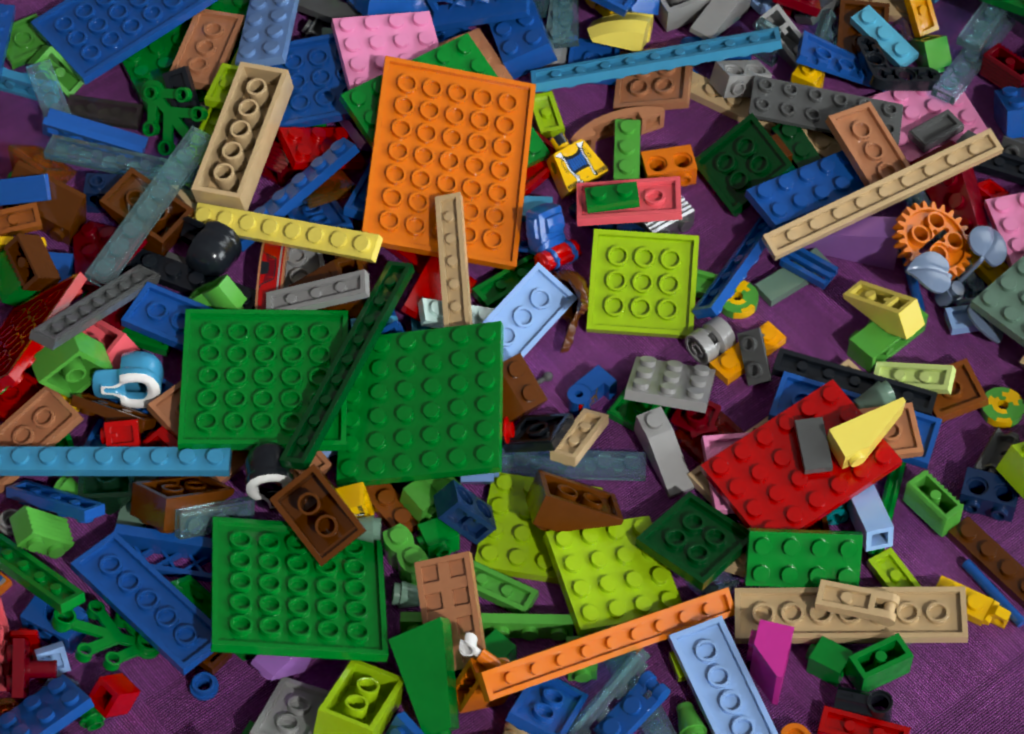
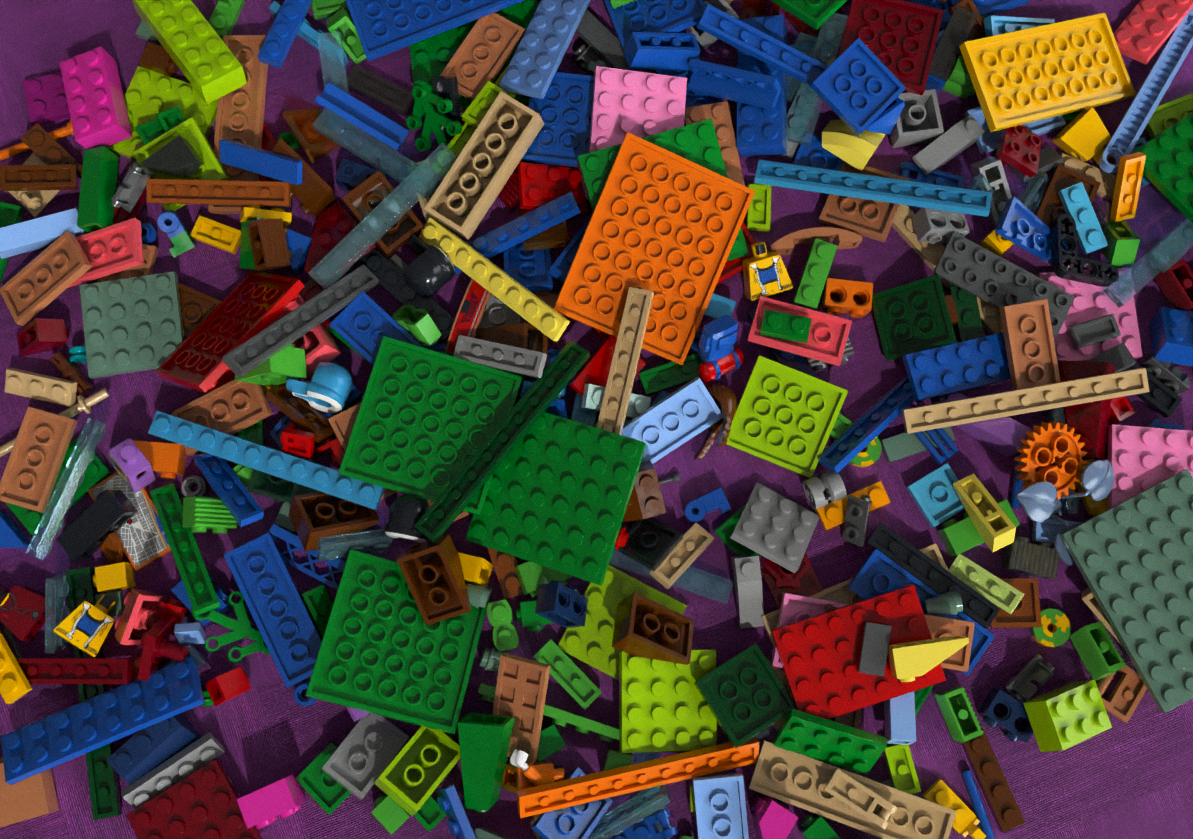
camera: 10 degrees right, 25 degrees up
(833, 318) = (936, 495): none -> medium azure plate
(952, 345) = (1031, 559): none -> flat silver brick

